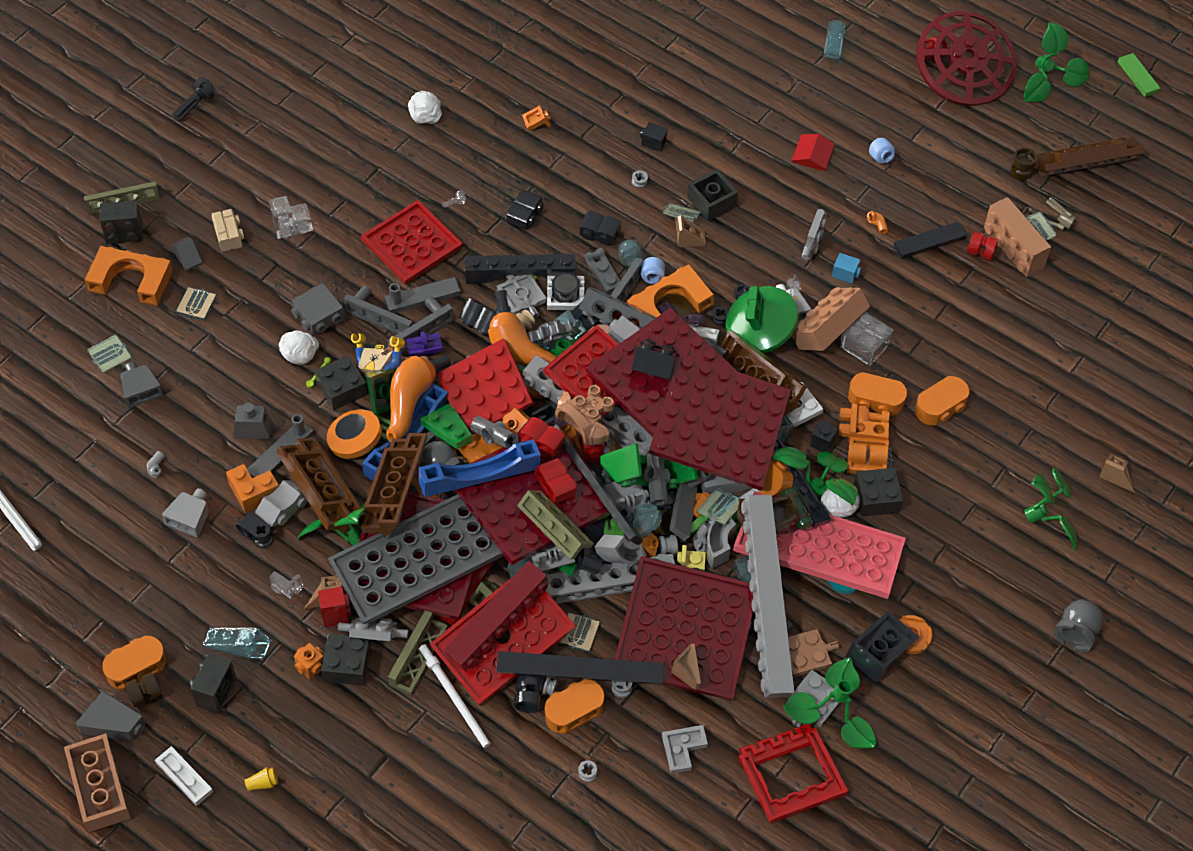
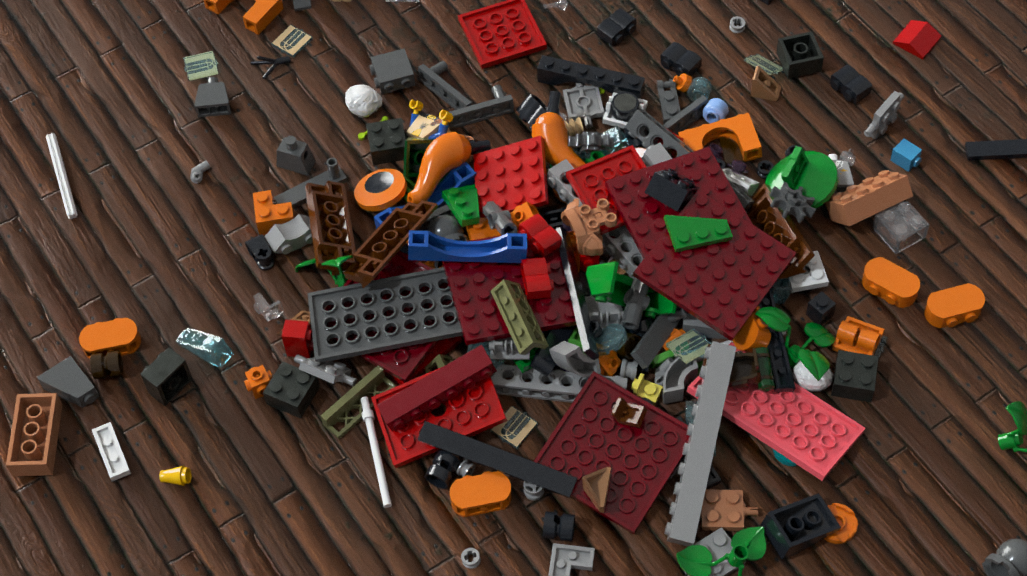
camera: 25 degrees right, 0 degrees up
(187, 513) = (208, 221): light grey torso -> none
(189, 330) = (279, 61): none -> black plant
(416, 297) = (484, 82): dark grey piece -> none
(424, 344) = (475, 126): dark purple hips -> none
(611, 249) = (682, 82): none -> orange tile
(661, 714) = (559, 526): none -> black wheel
(691, 587) = (628, 413): none -> reddish brown bracket
(694, 394) = (696, 232): none -> green wing
(766, 341) = (792, 202): none -> dark grey gear
(769, 211) = (850, 84): none -> black brick
(863, 423) = (866, 306): orange hips -> none
(878, 220) = (956, 117): orange arm -> none
(882, 150) = (986, 52): light blue head -> none

